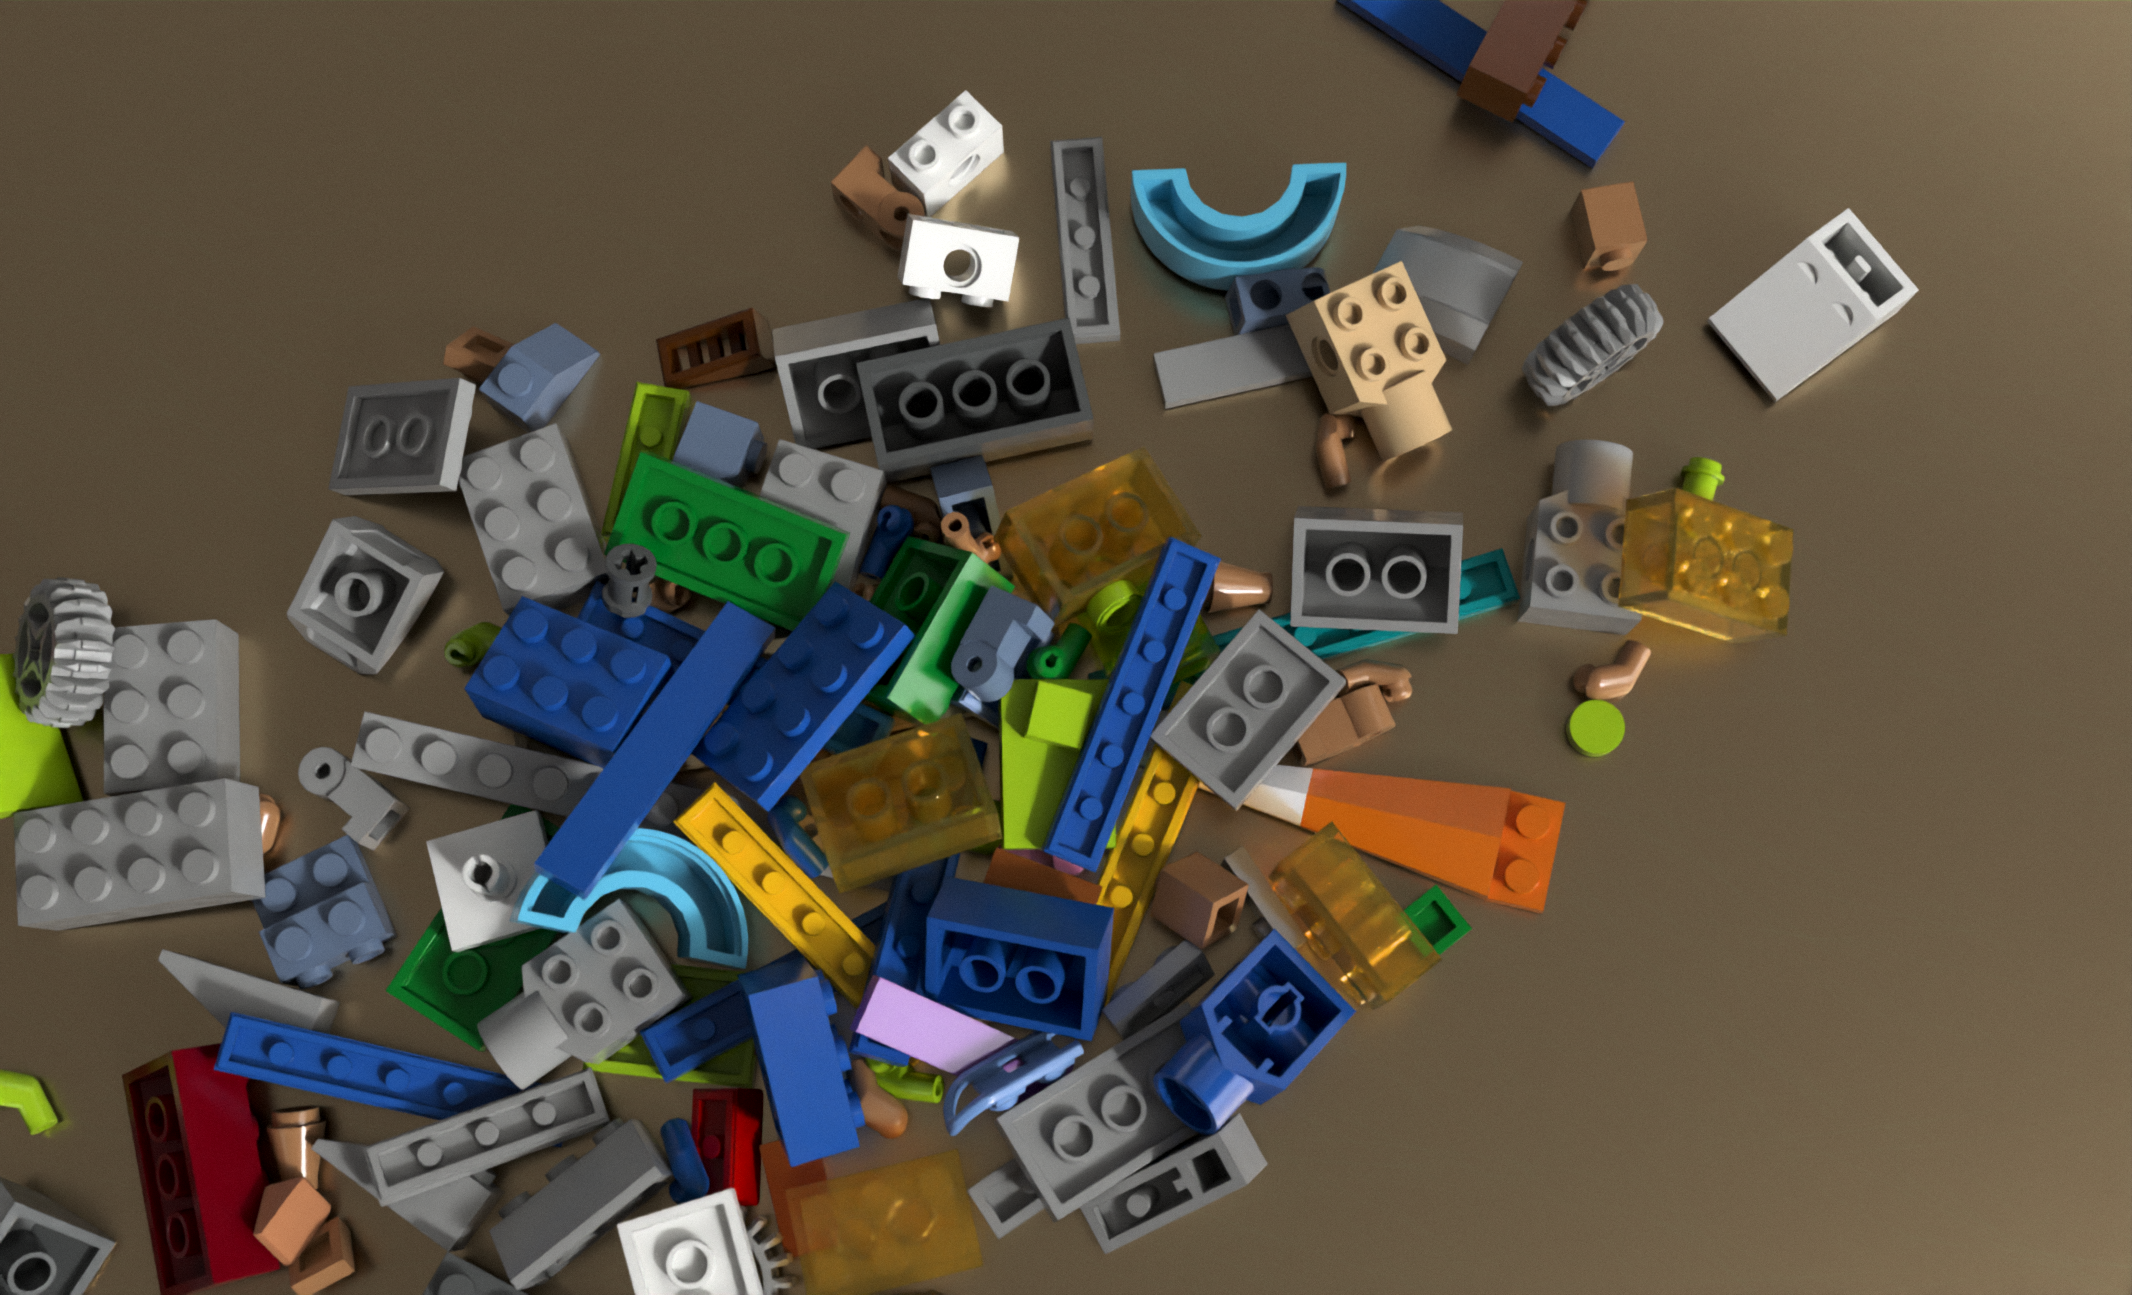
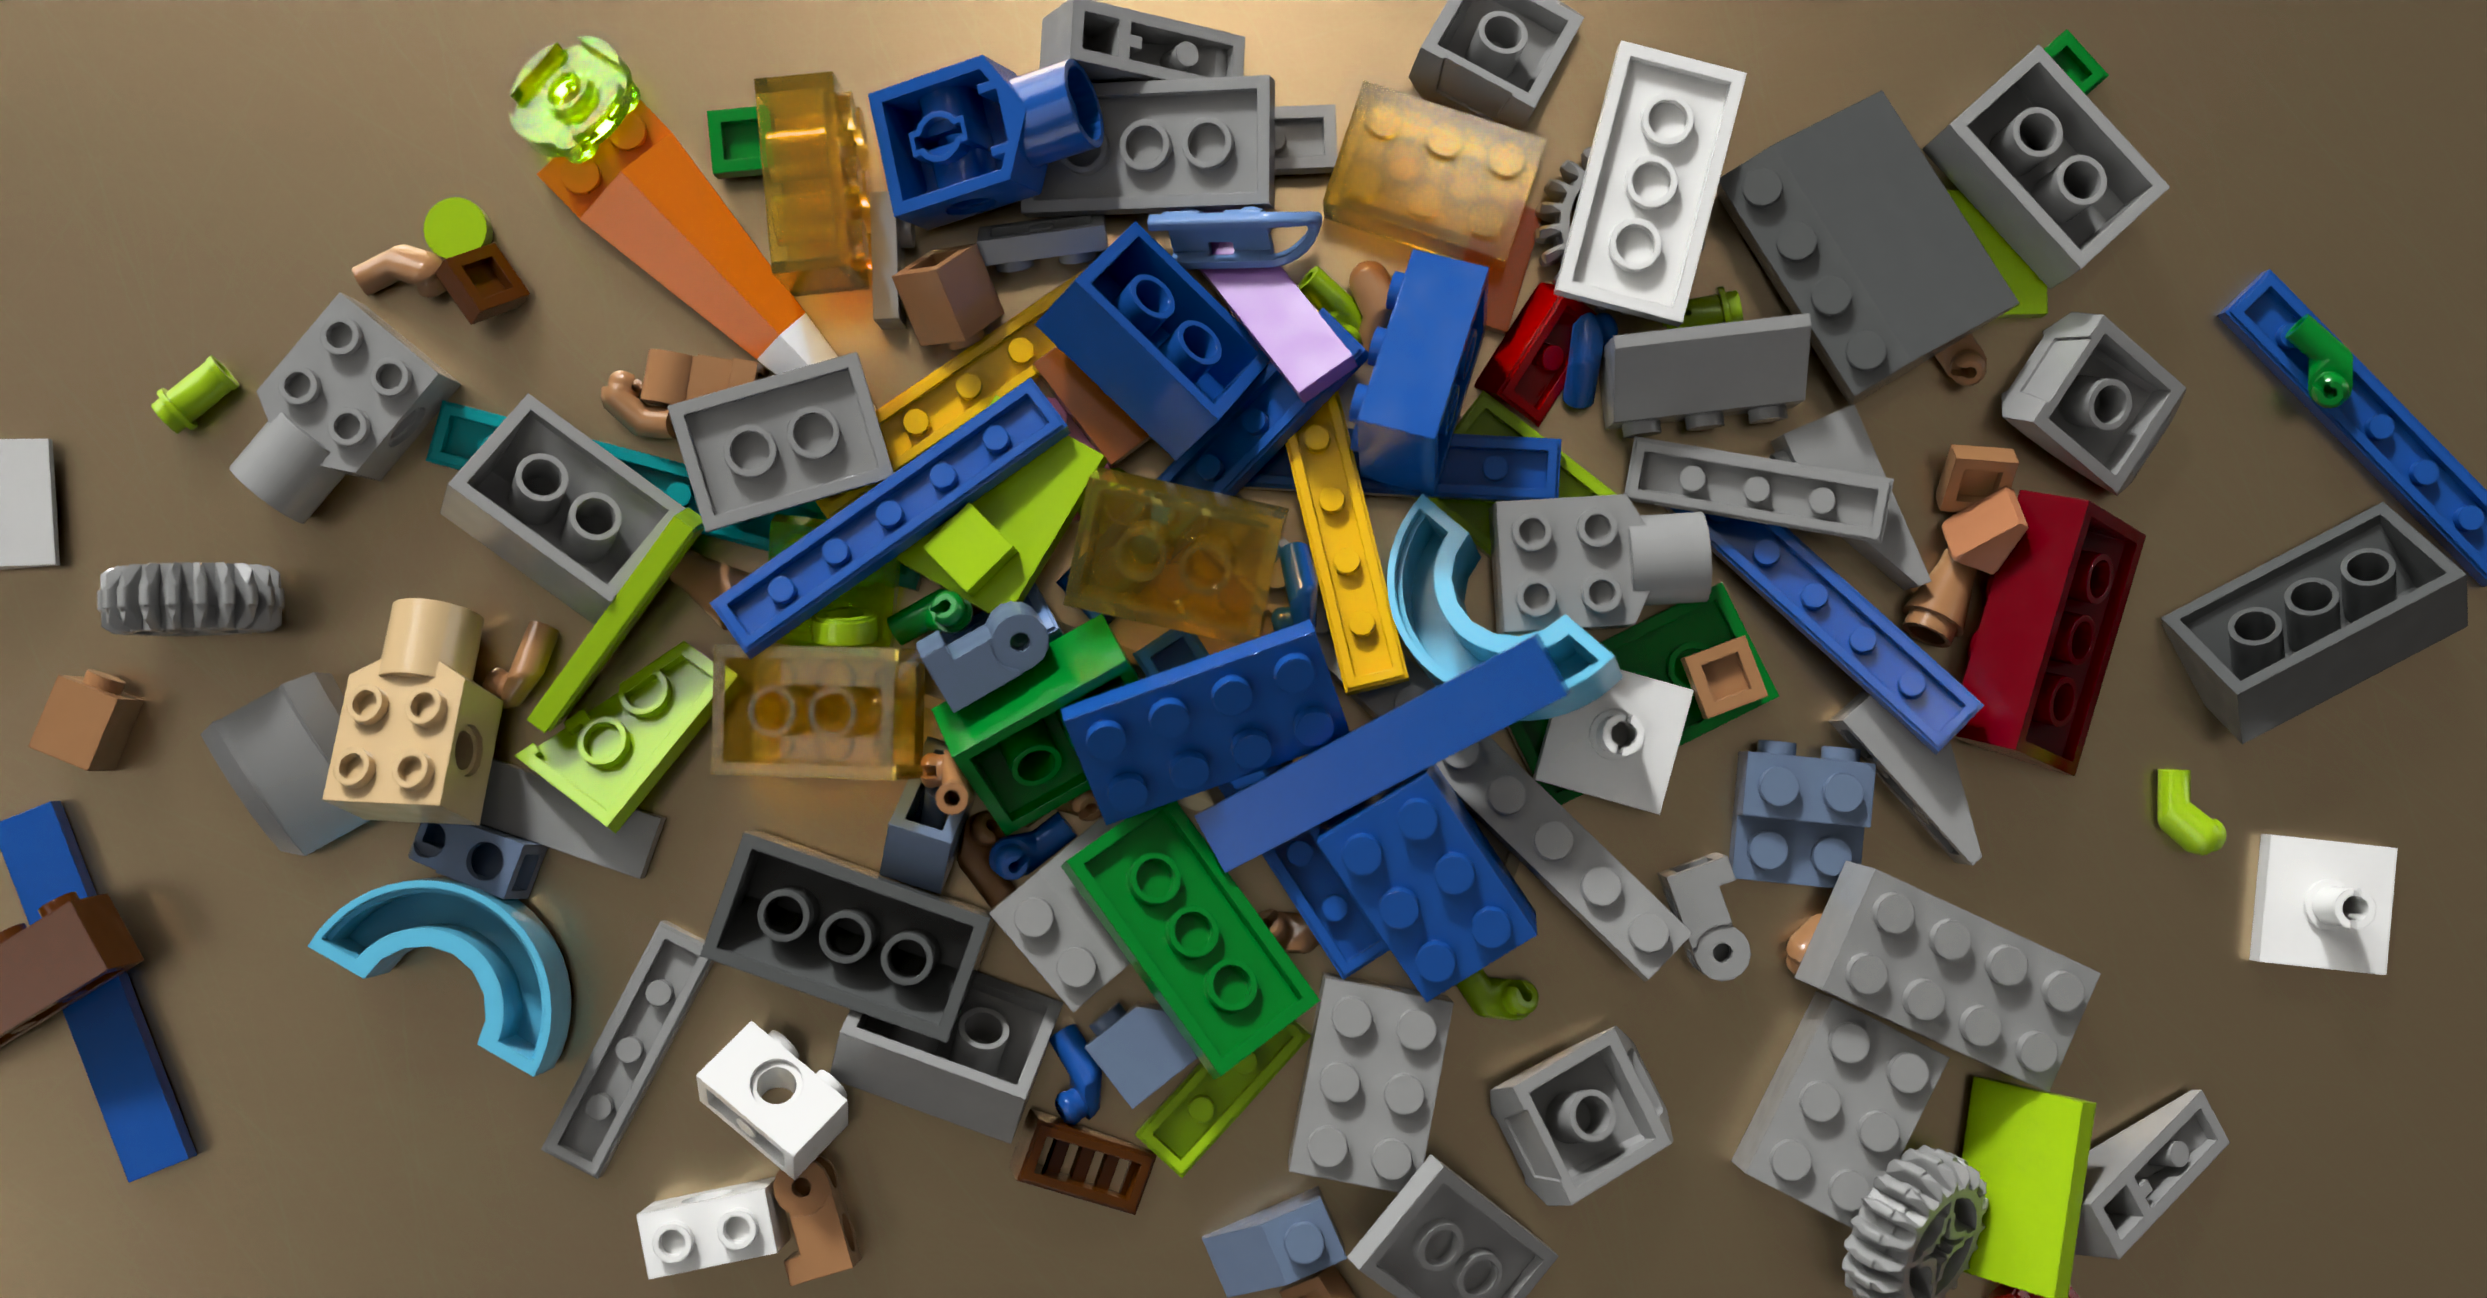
camera: 150 degrees left, 10 degrees up
(433, 974) = (1724, 677): none -> medium nougat plate
(603, 1261) = (1712, 309): none -> lime pin
(634, 578) = (1310, 949): dark grey bush -> none
(742, 398) = (1084, 1075): none -> blue arm
(1222, 441) = (629, 741): none -> lime wing
(1284, 510) = (617, 620): none -> lime tile
(1549, 698) = (482, 283): none -> reddish brown plate
(1550, 867) = (601, 104): none -> clear neon green plate
(1706, 566) = (238, 302): clear yellow brick -> none

